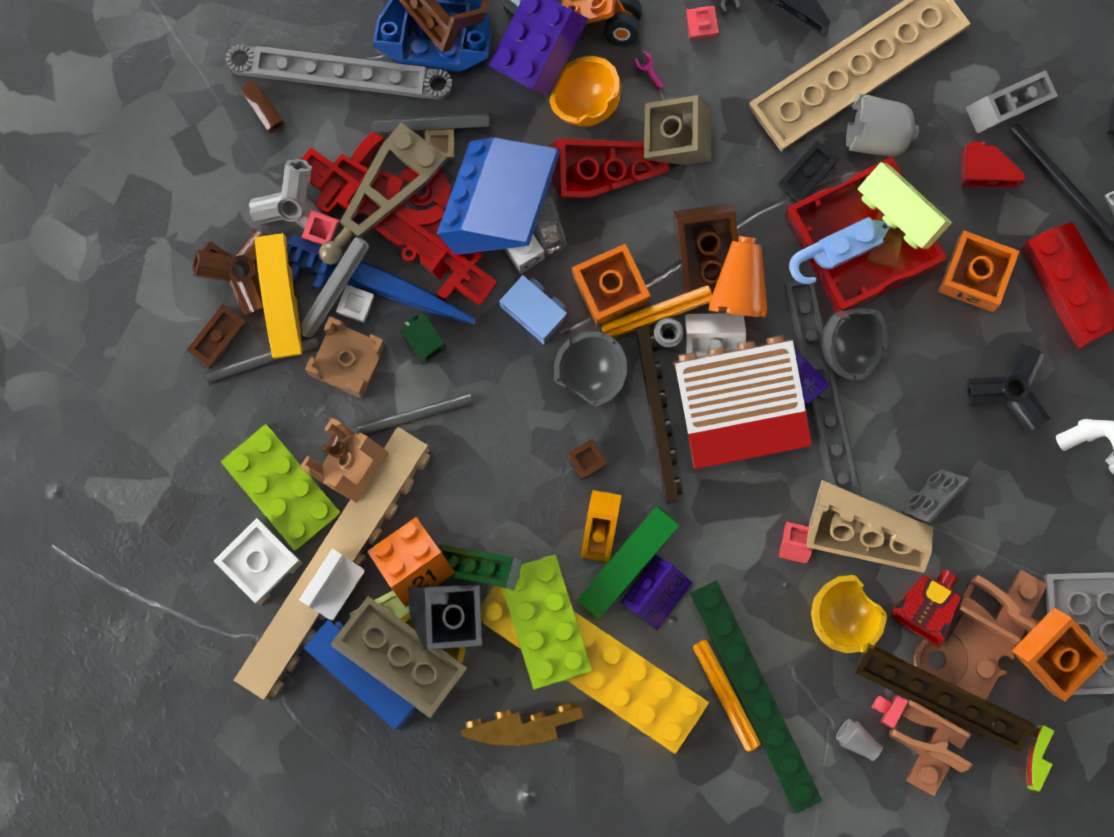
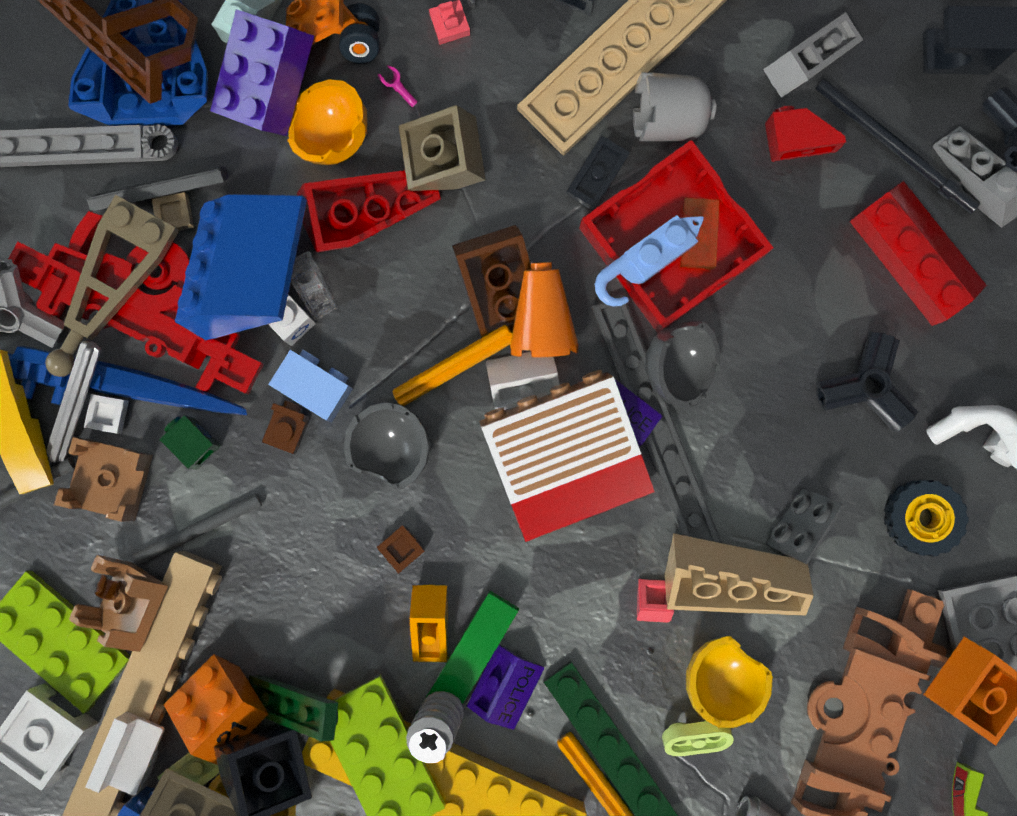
camera: 15 degrees left, 5 degrees up
(320, 228) = (44, 335): coral slope -> none
(506, 340) = (286, 427): none -> reddish brown bracket
(589, 615) = (435, 727): none -> light grey piece
(611, 285) = (393, 343): orange brick -> none
(660, 426) = (479, 497): dark brown plate -> none
(671, 327) = (469, 379): light grey cone -> none
(814, 662) = (696, 738): none -> yellowish green plate
(891, 710) = (793, 778): coral tile -> none
(903, 206) = (715, 196): yellowish green brick -> none
(928, 607) = (819, 654): torso -> none
(944, 698) = (853, 758): dark brown plate -> none
(978, 271) = (810, 256): orange brick -> none
(1054, 494) = (947, 521): none -> black wheel

